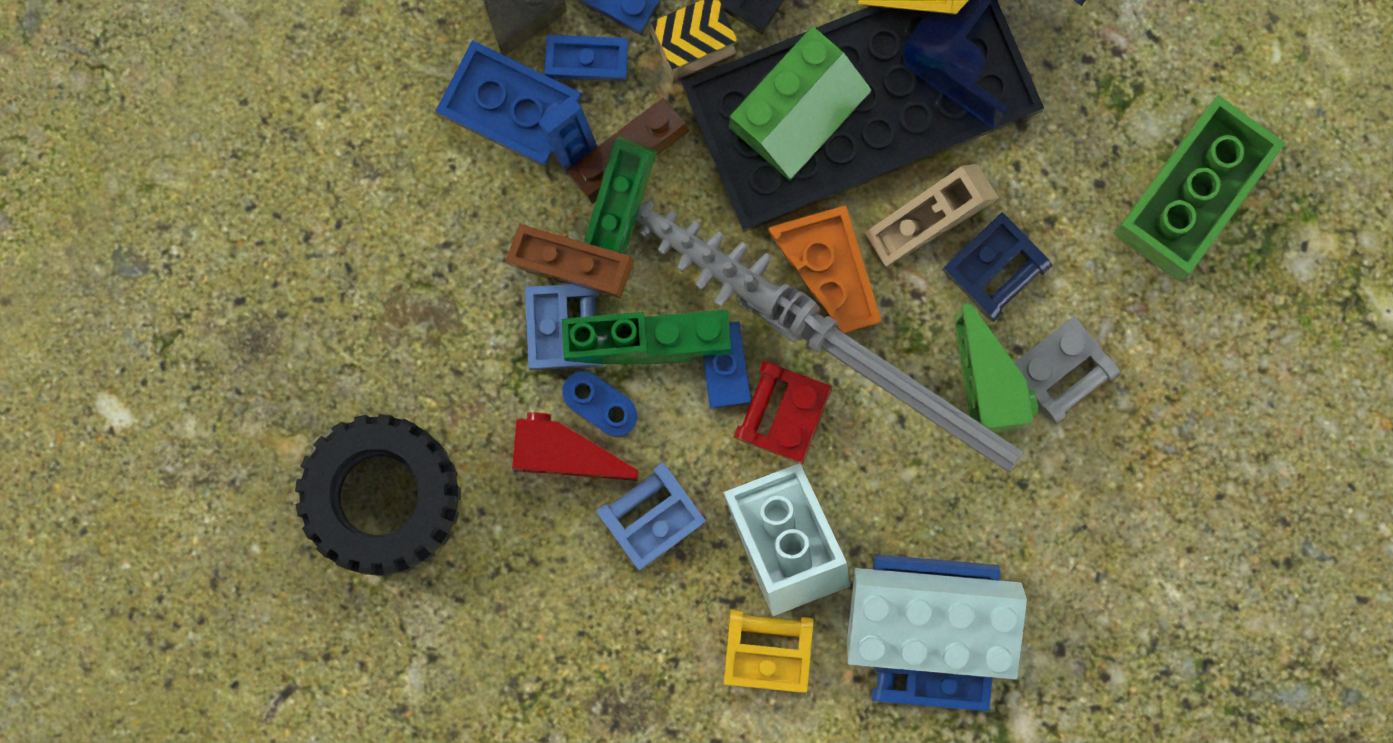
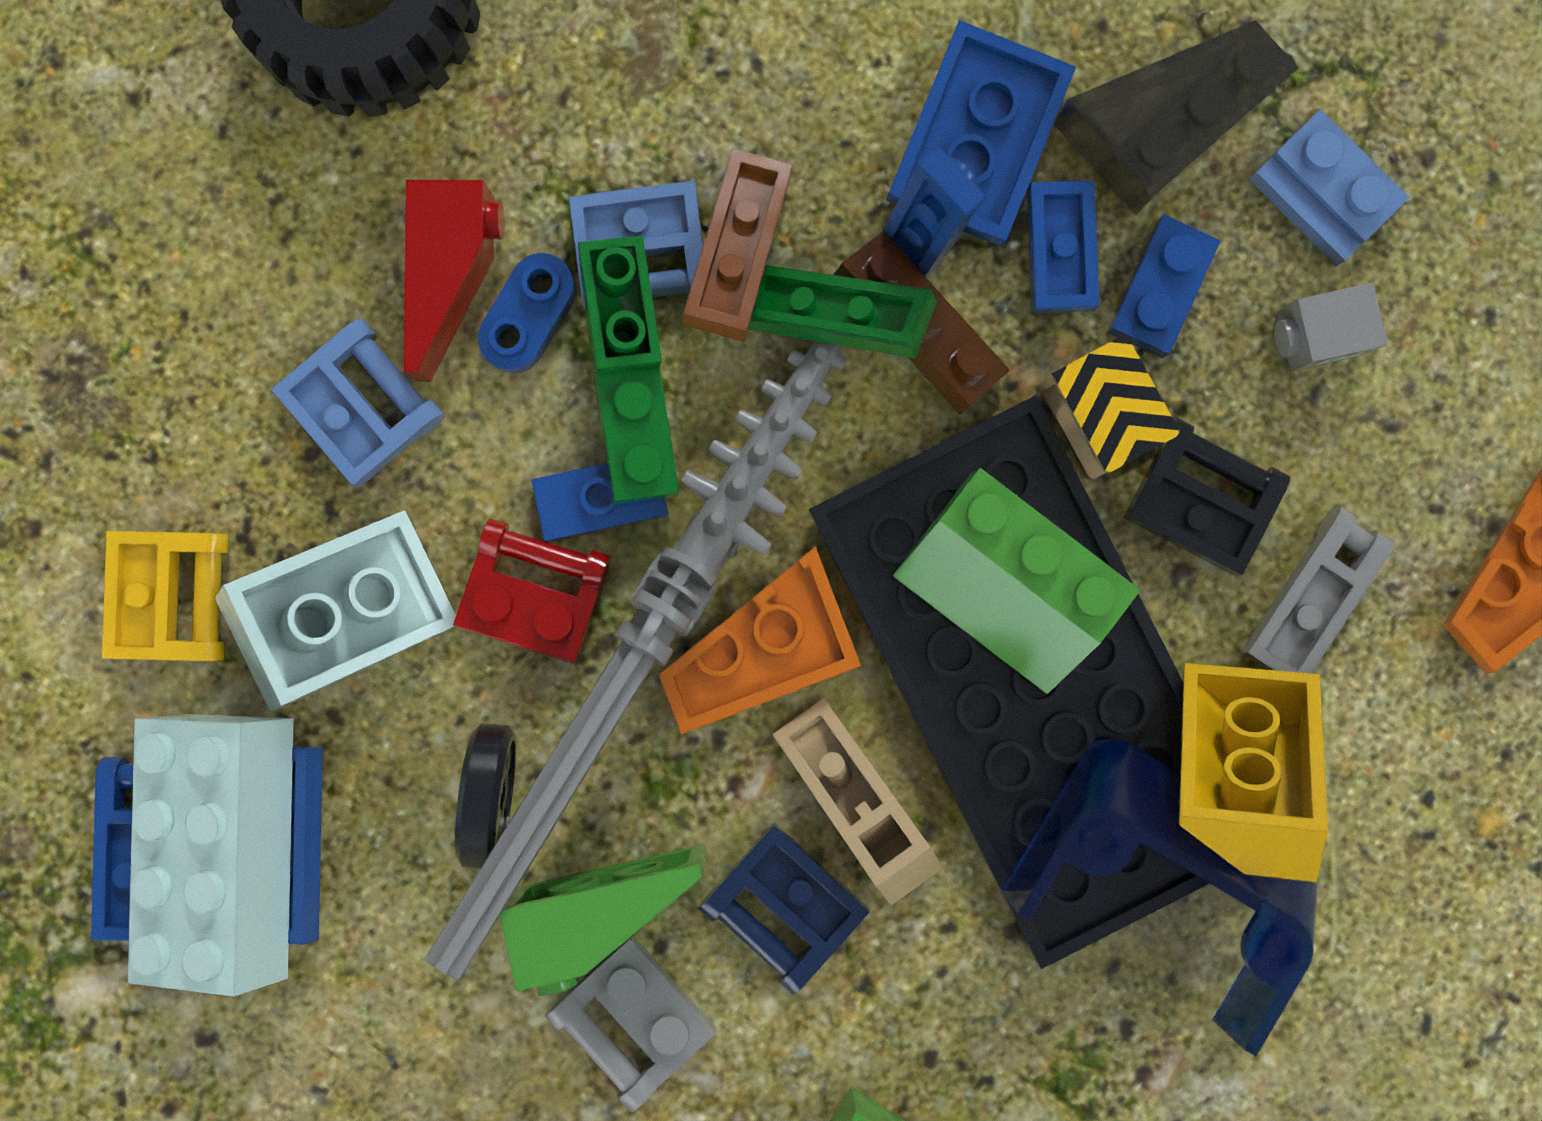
camera: 85 degrees right, 5 degrees up
(912, 444) = (484, 793): none -> black wheel

